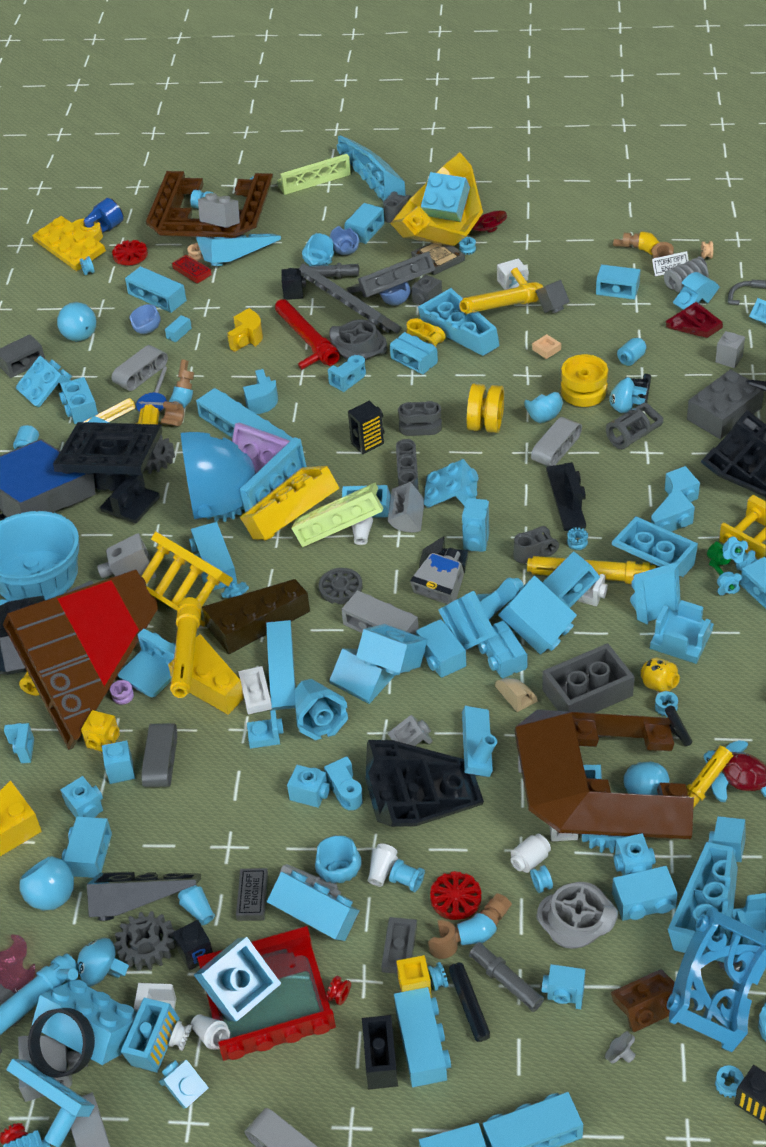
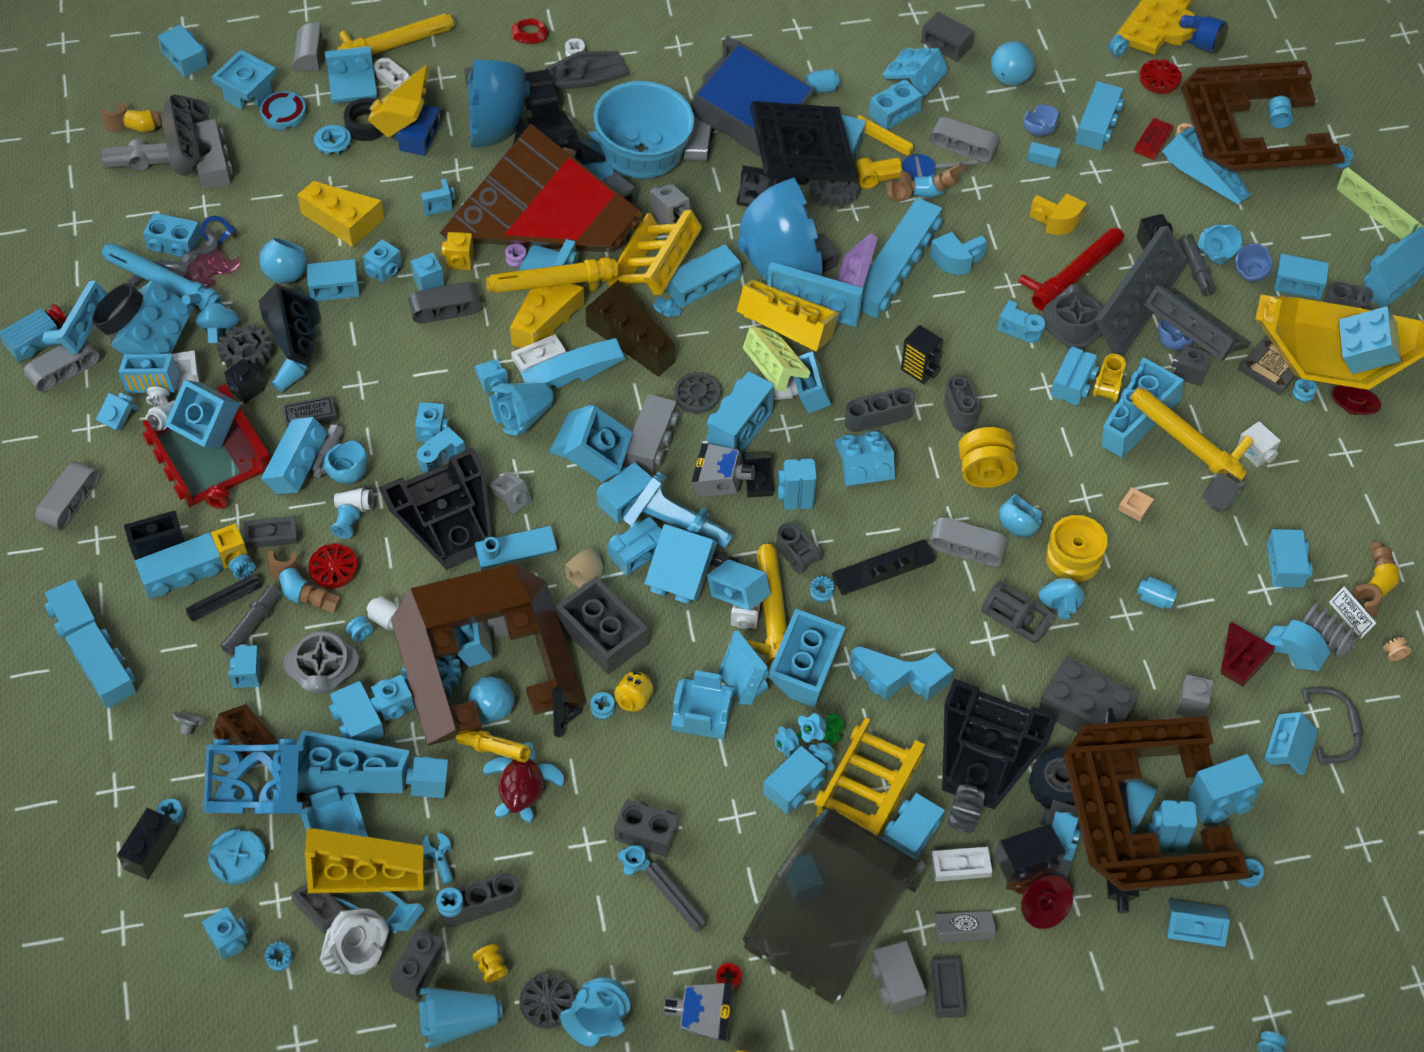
camera: 70 degrees right, 10 degrees up
(218, 210) = (1231, 124): light grey brick -> none
(390, 548) = (741, 413): none -> medium azure brick
(406, 508) = (817, 422): light grey brick -> none
(645, 383) = (1098, 615): black hose -> none

